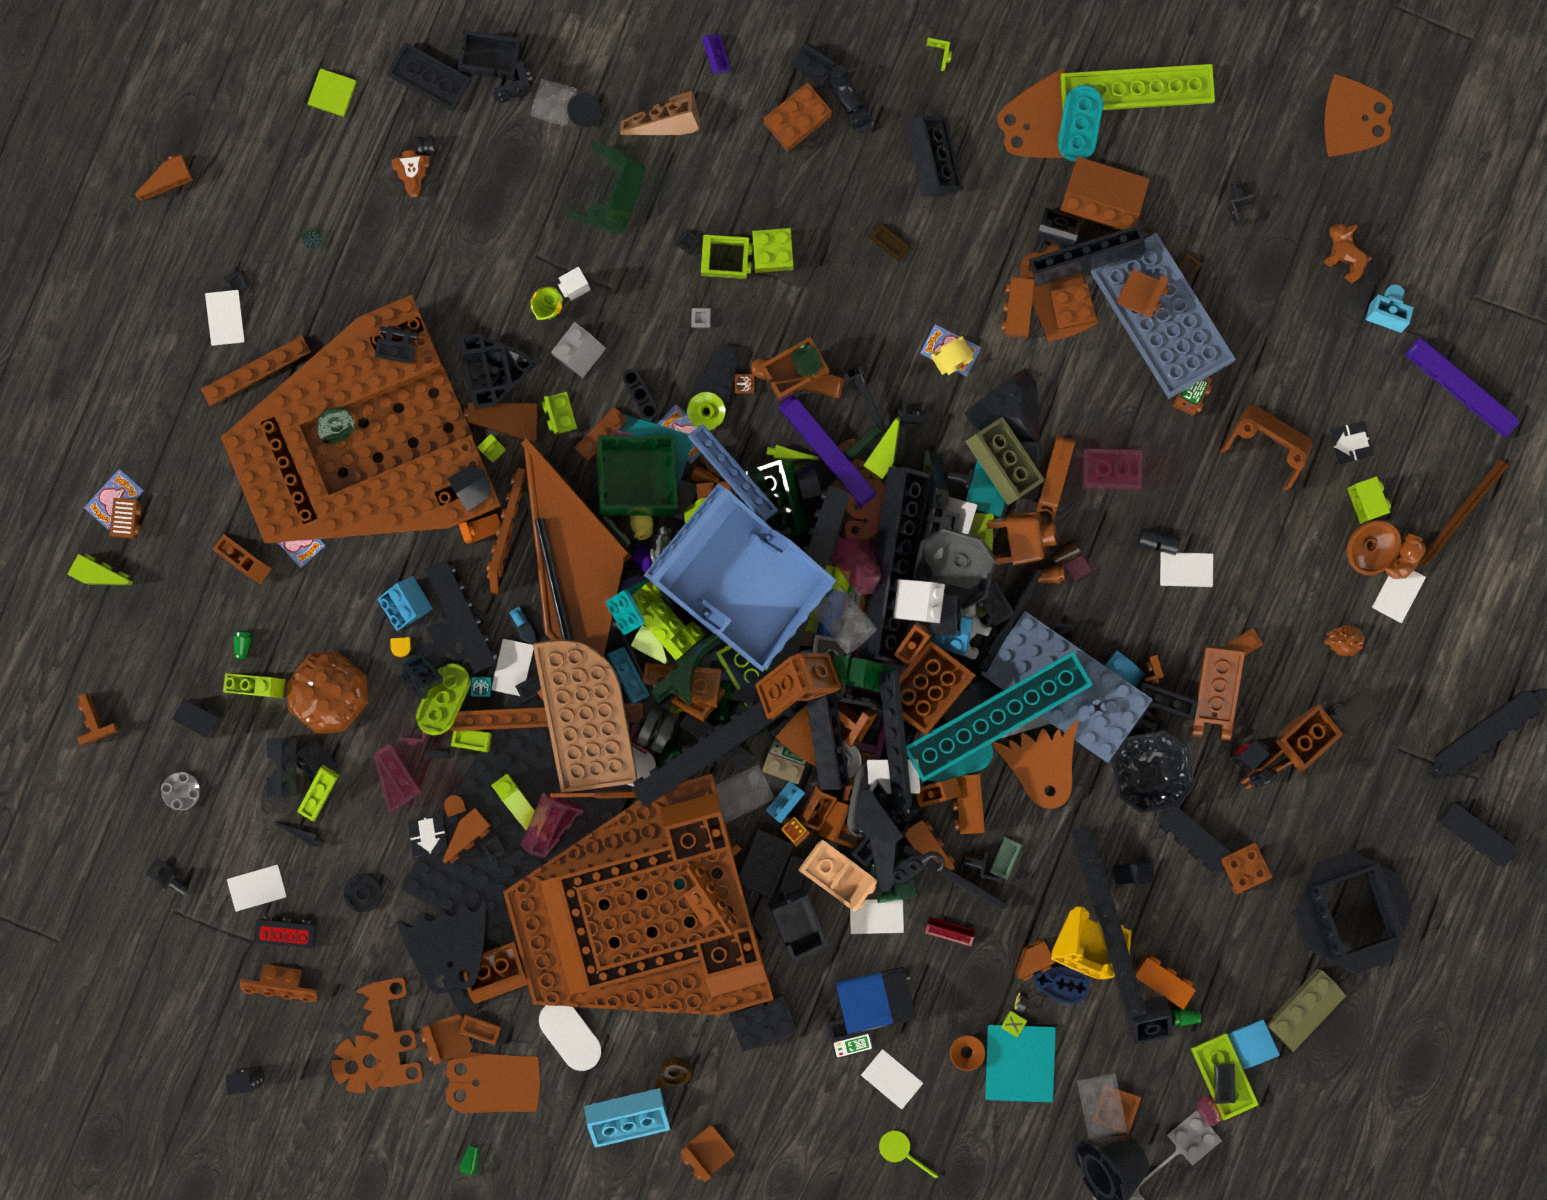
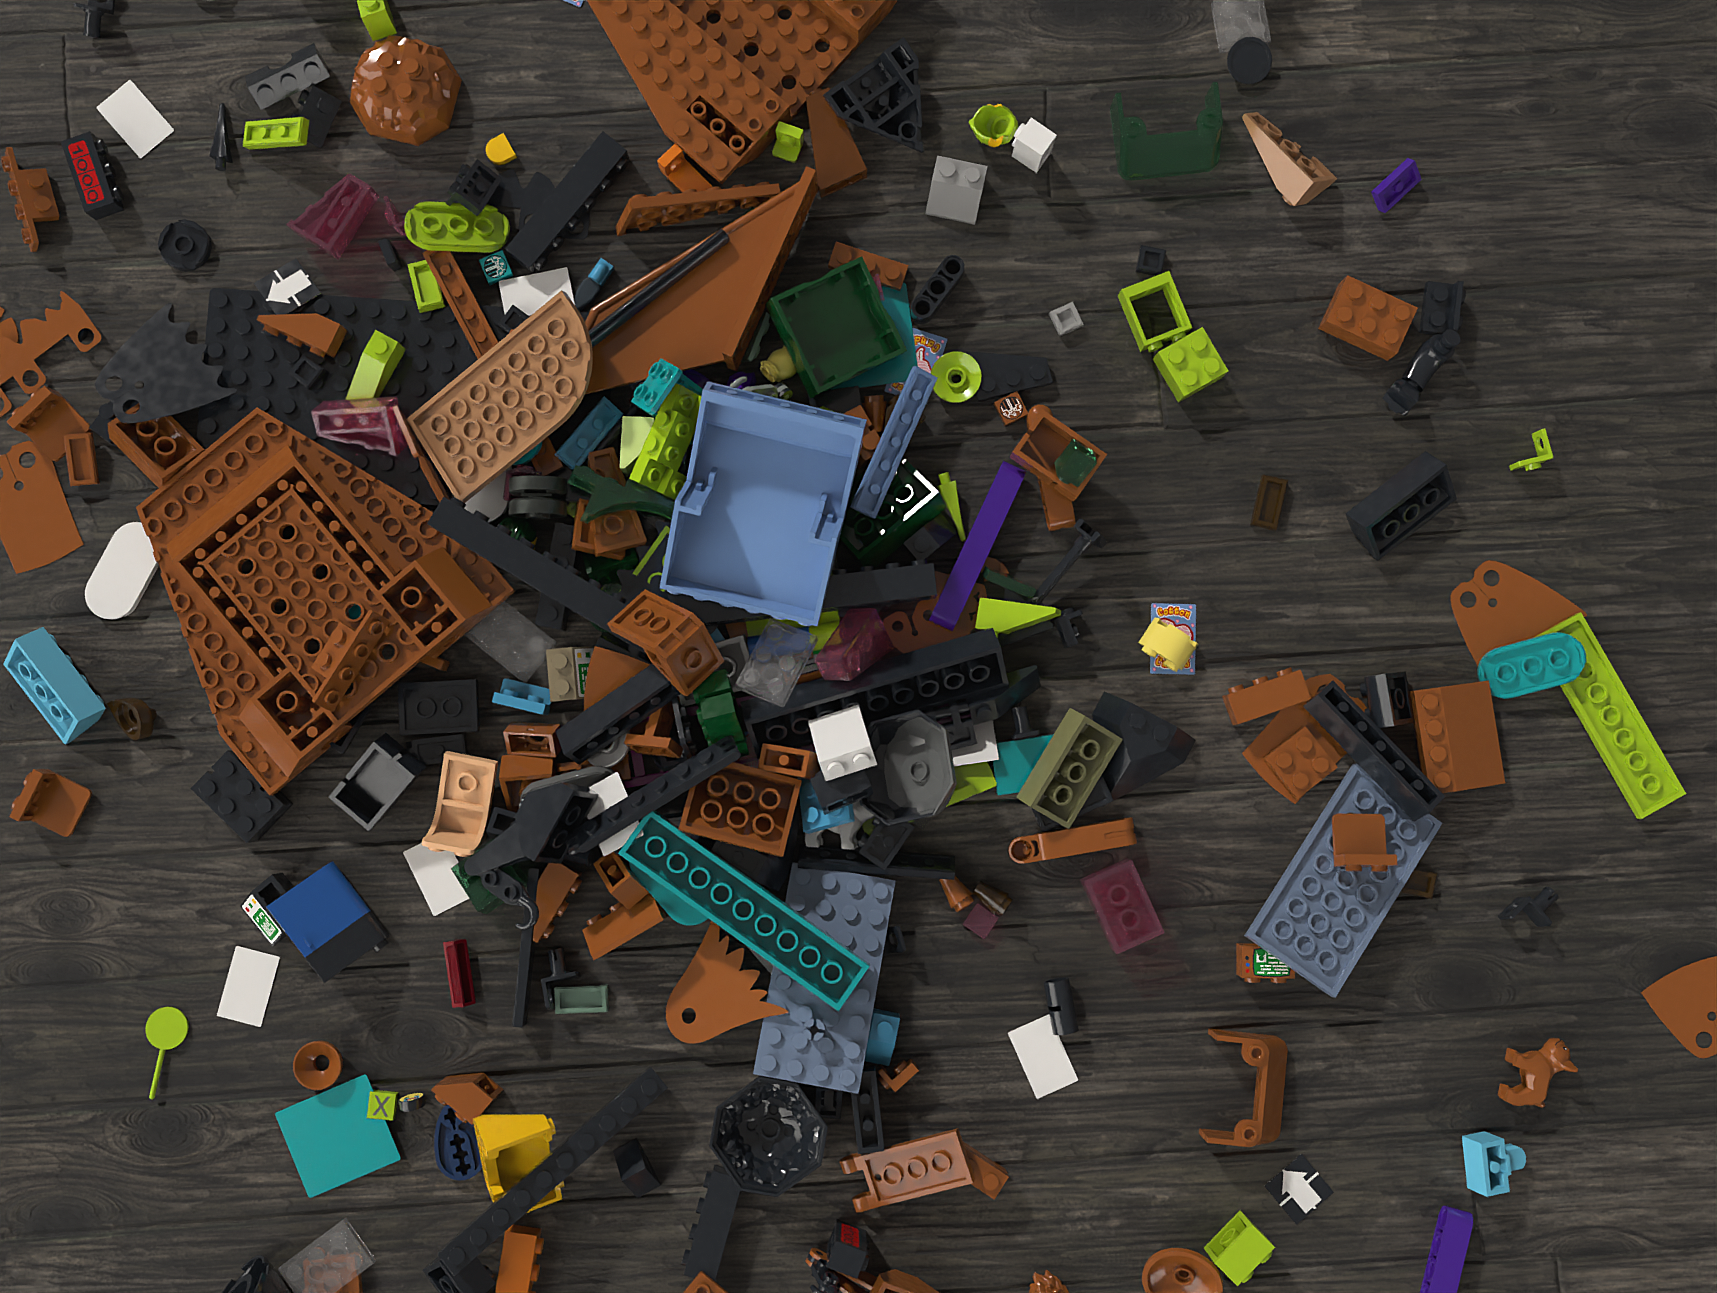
camera: 60 degrees right, 0 degrees up
(404, 603) = (553, 129): dark azure slope -> none
(454, 805) = (336, 301): dark orange tile -> none
(471, 486) = (724, 132): black slope -> none
(560, 413) = (868, 204): lime bracket -> none
(794, 830) = (492, 724): dark orange slope -> none
(1026, 537) = (987, 839): dark orange piece -> none

